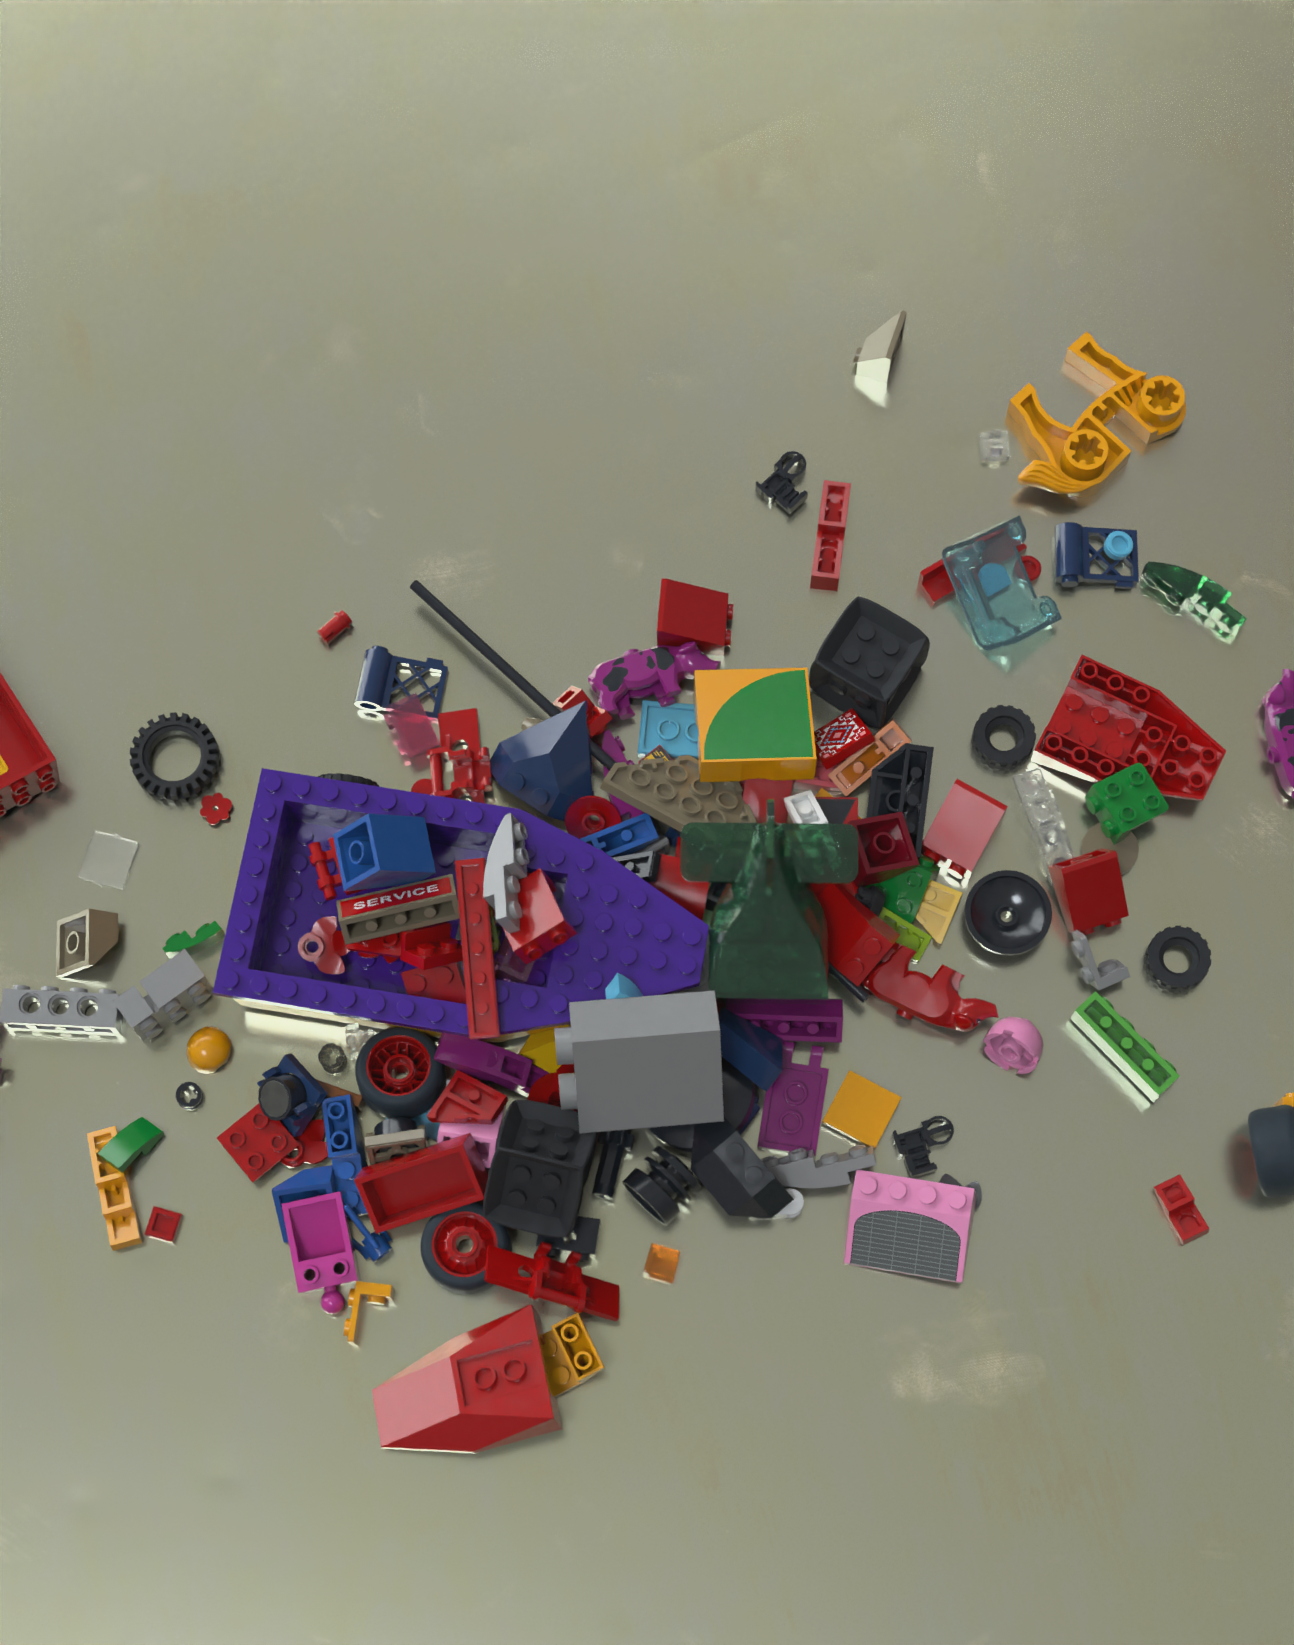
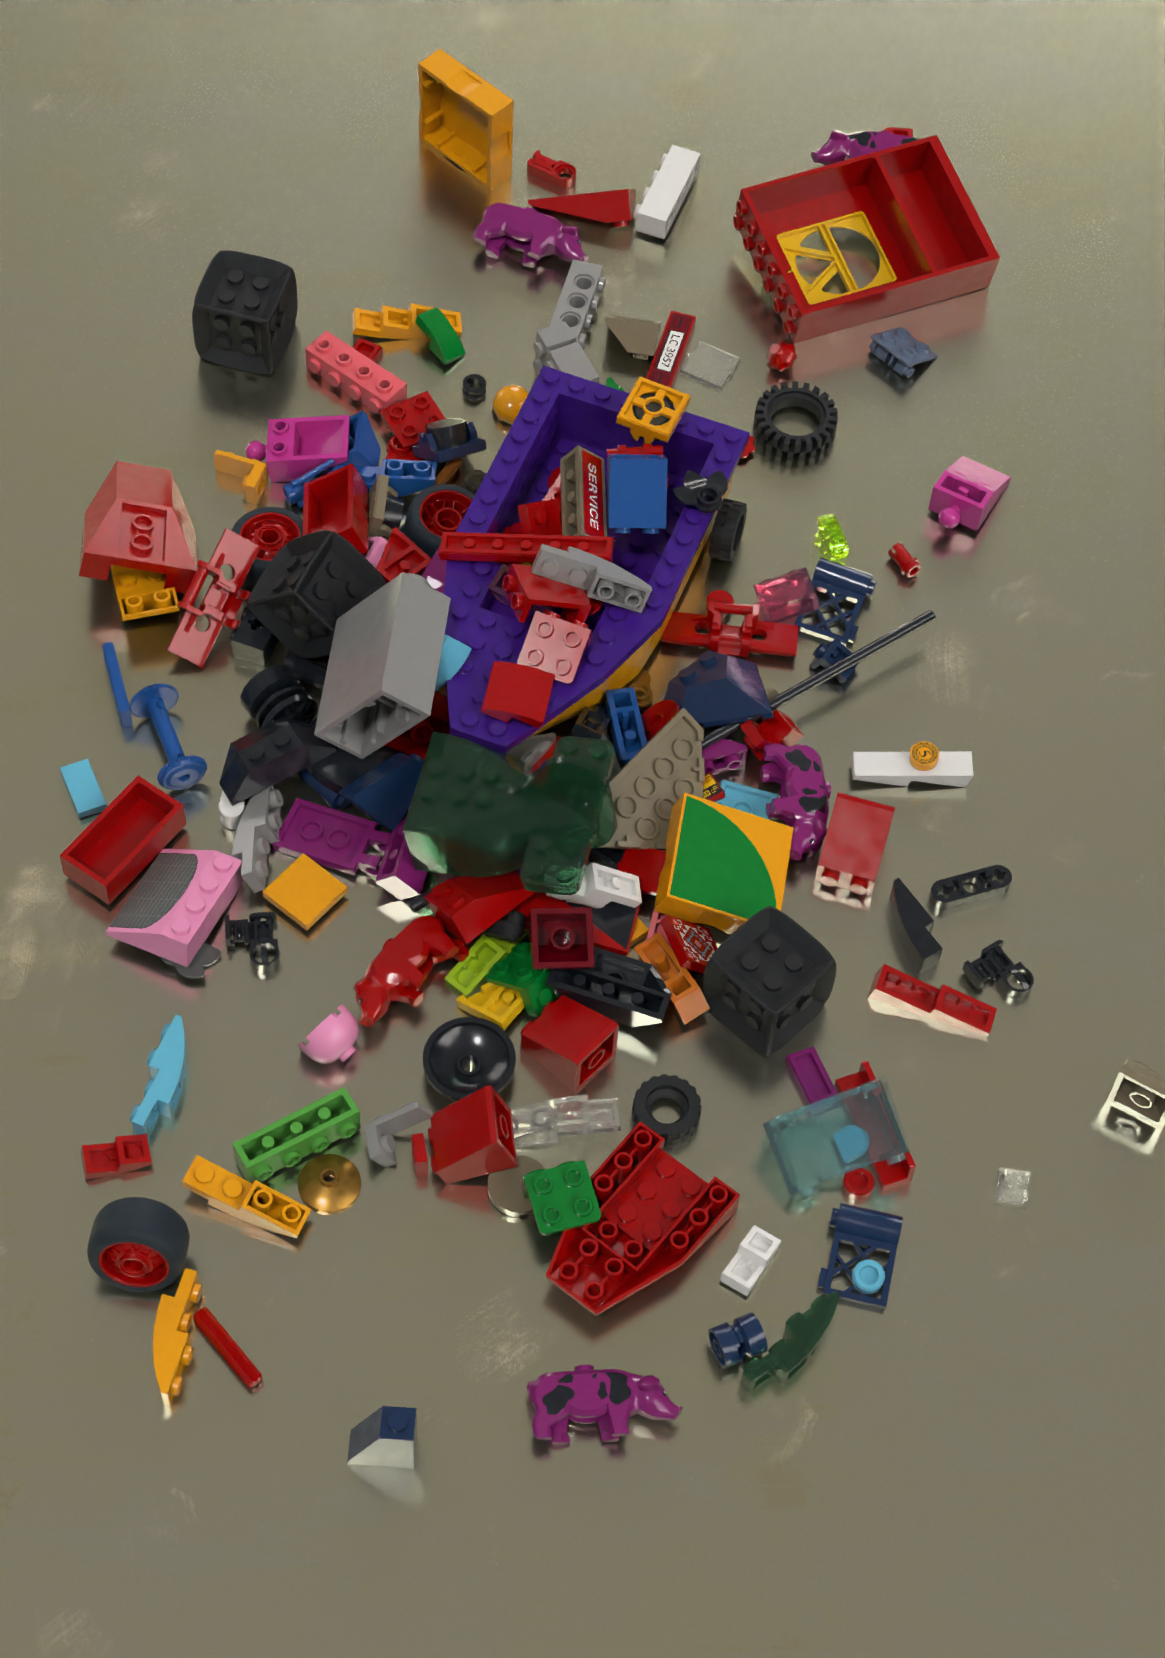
camera: 95 degrees right, 15 degrees down
(53, 667) = (900, 350): none -> sand blue hinge
(88, 785) = (781, 356): none -> red piece
(128, 904) = (671, 348): none -> tile
(155, 1354) = (245, 311): none -> black piece
(202, 1223) = (354, 373): none -> coral brick
(237, 577) = (966, 493): none -> dark pink slope
(273, 856) = (653, 410): none -> light orange piece
(321, 697) = (833, 537): none -> clear neon green beam
(354, 796) = (702, 492): none -> black plate
(473, 674) = (830, 654): none -> dark blue bracket
(577, 571) = (924, 756): none -> light orange tile
(584, 583) = (894, 768): none -> white slope
(591, 894) = (555, 645): none -> bracket
(654, 921) = (517, 693): none -> red slope
(661, 1264) = (210, 698): clear orange panel -> none
(667, 1361) = (117, 684): none -> blue tile
(701, 505) = (961, 896): none -> black beam
(724, 1287) = (181, 770): none -> blue hose
(761, 559) = (914, 928): none -> black slope
(794, 1361) = (83, 788): none -> medium azure tile
(855, 1296) = (123, 839): none -> red piece
(940, 620) = (810, 1075): none -> magenta tile
(1082, 1184) = (167, 1073): none -> medium azure slope
(1088, 454) = (985, 1273): light orange animal -> none
(1108, 938) = (419, 1154): none -> red tile
(1123, 645) = (750, 1260): none -> white slope
(1151, 1028) = (333, 1195): none -> pearl gold dish
(1177, 937) = (379, 1194): black tyre -> none
(1194, 1077) = (245, 1200): none -> light orange slope
(1205, 636) = (736, 1340): none -> dark blue wheel

